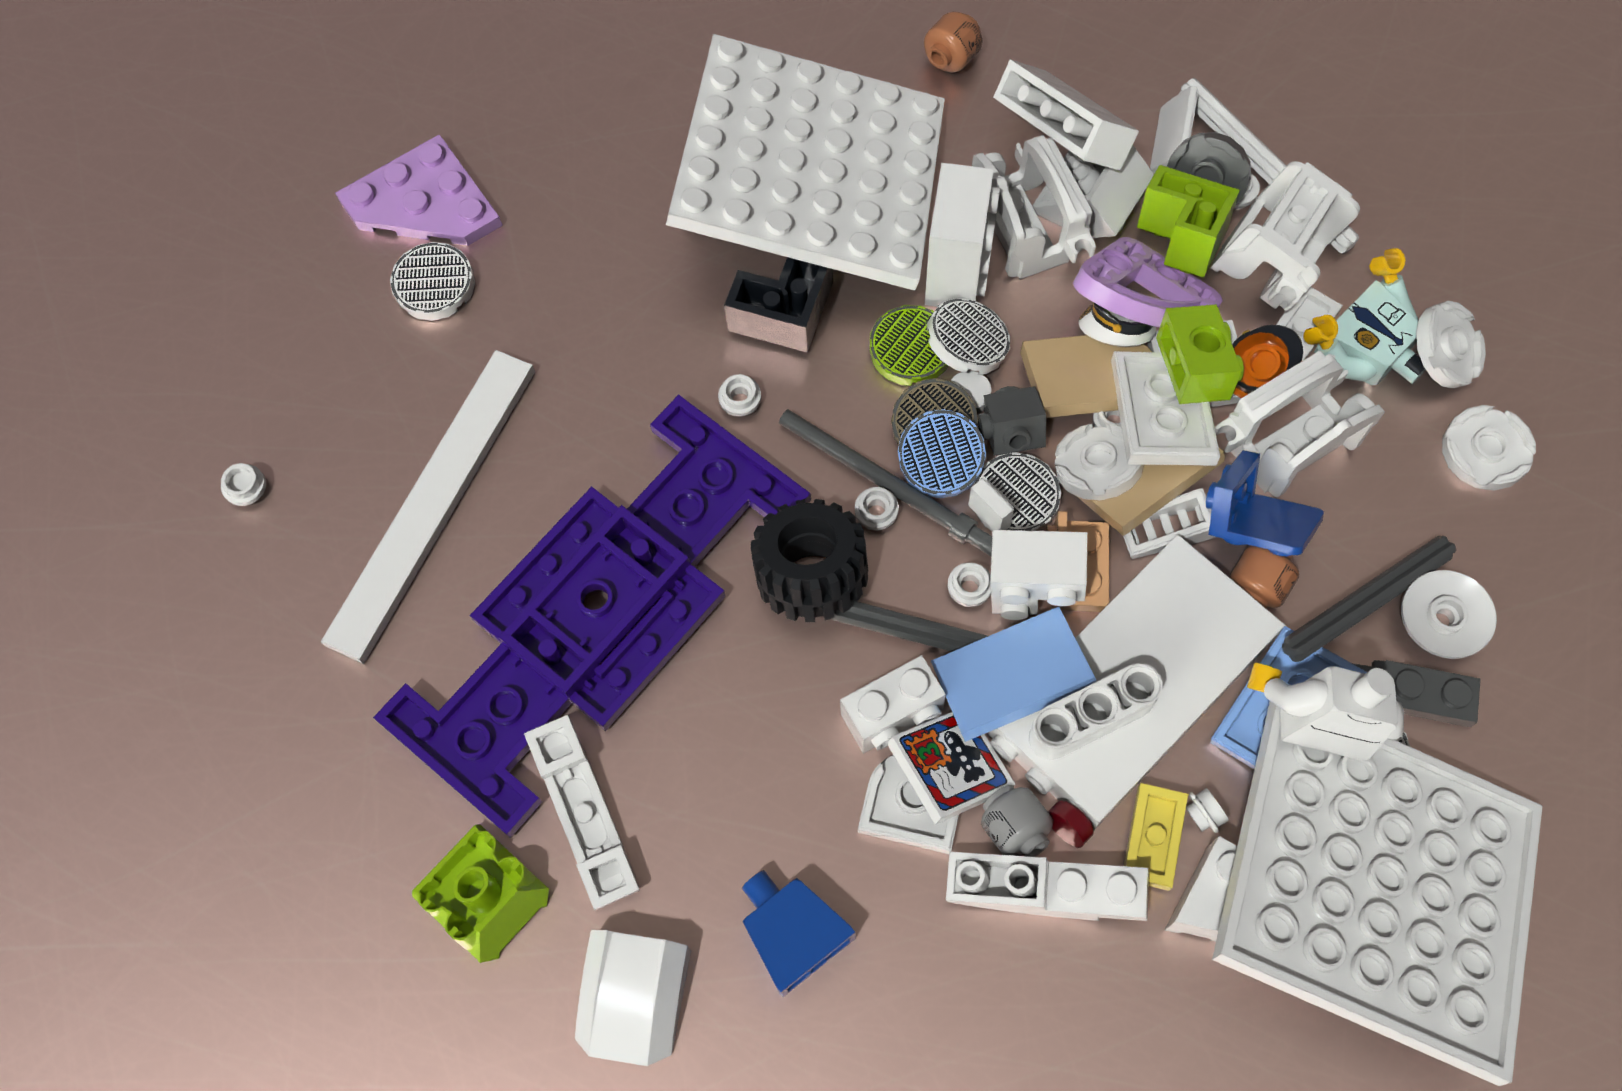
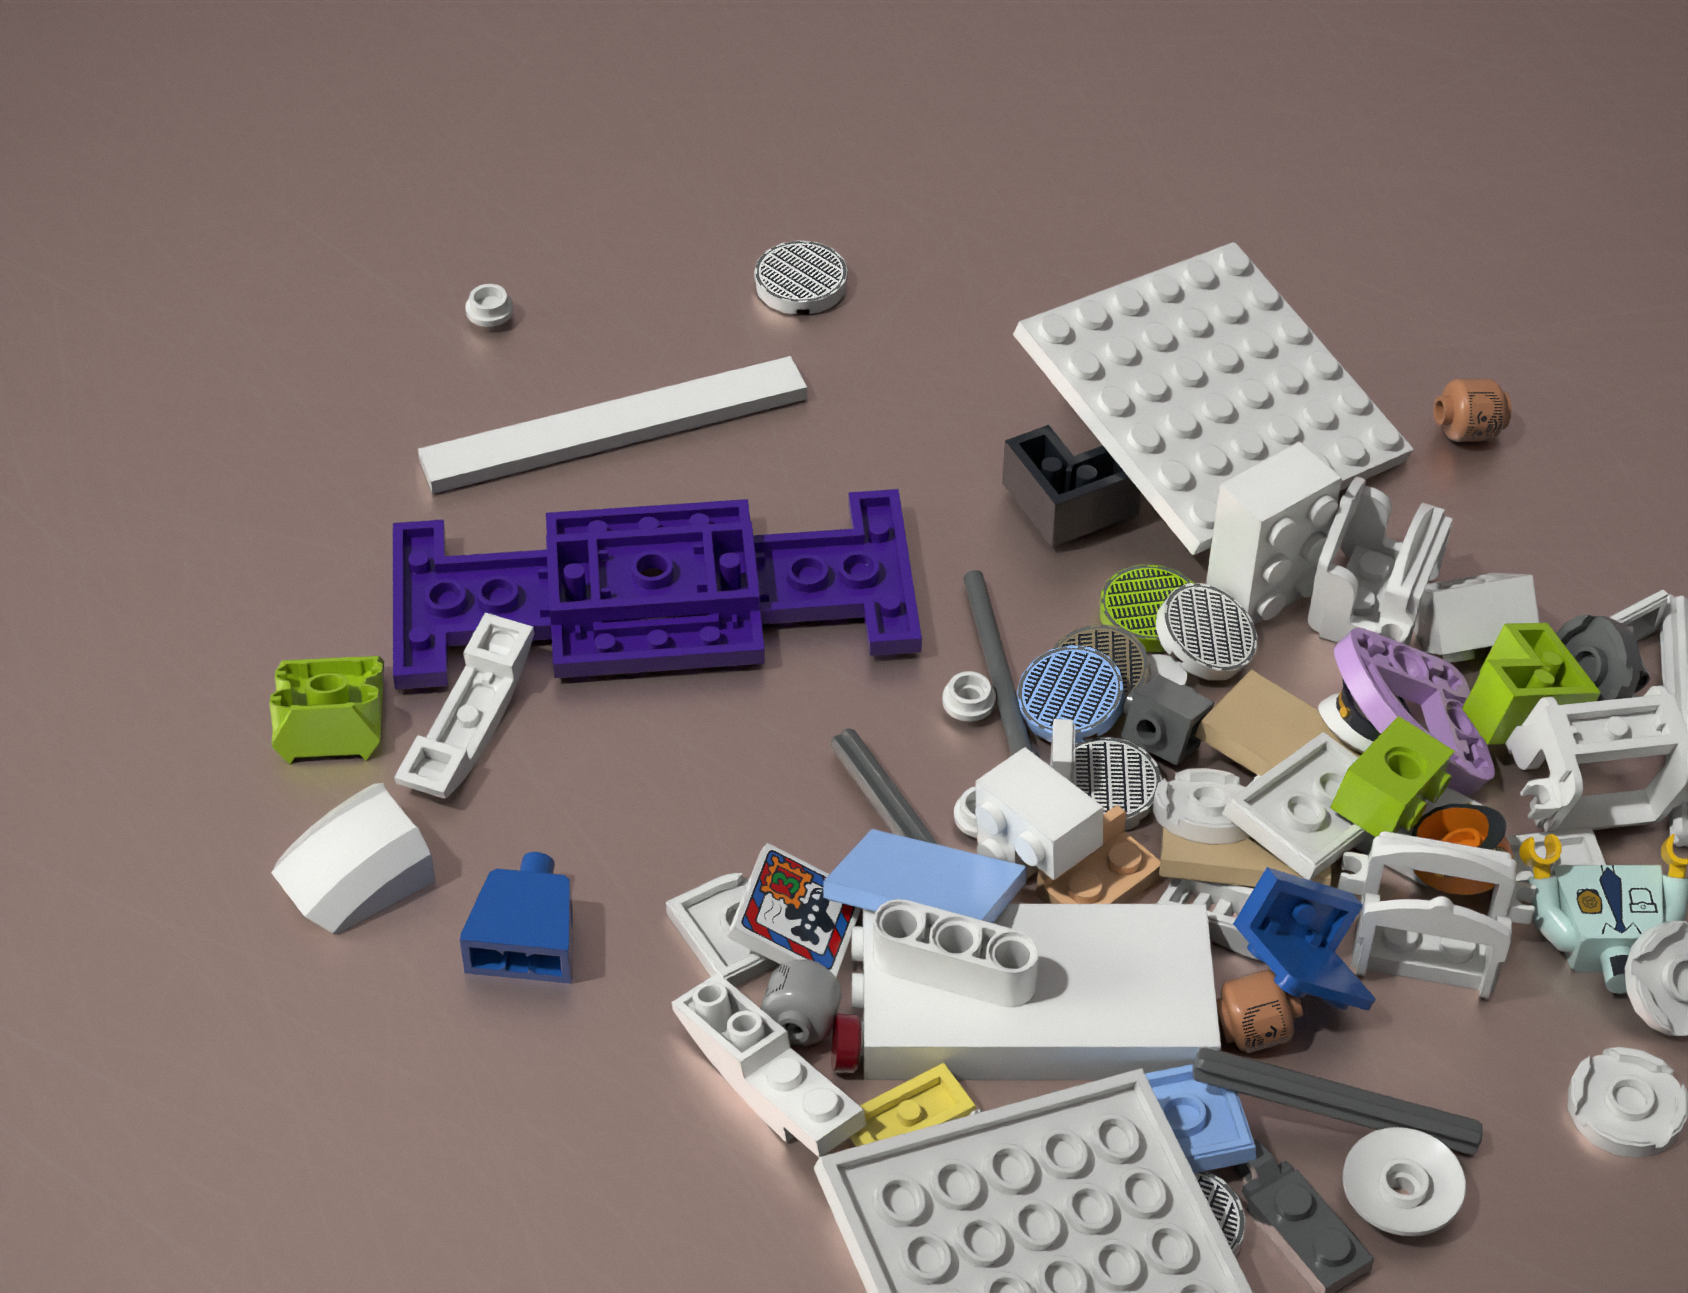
camera: 40 degrees right, 20 degrees down
(421, 197) = (864, 215): lavender plate -> none
(739, 385) = (952, 531): white plate -> none
(806, 532) = (857, 675): black tyre -> none
(893, 704) = (801, 824): white brick -> none
(1066, 115) = (1493, 517): white brick -> none
(1334, 709) = (1169, 1112): white torso -> none

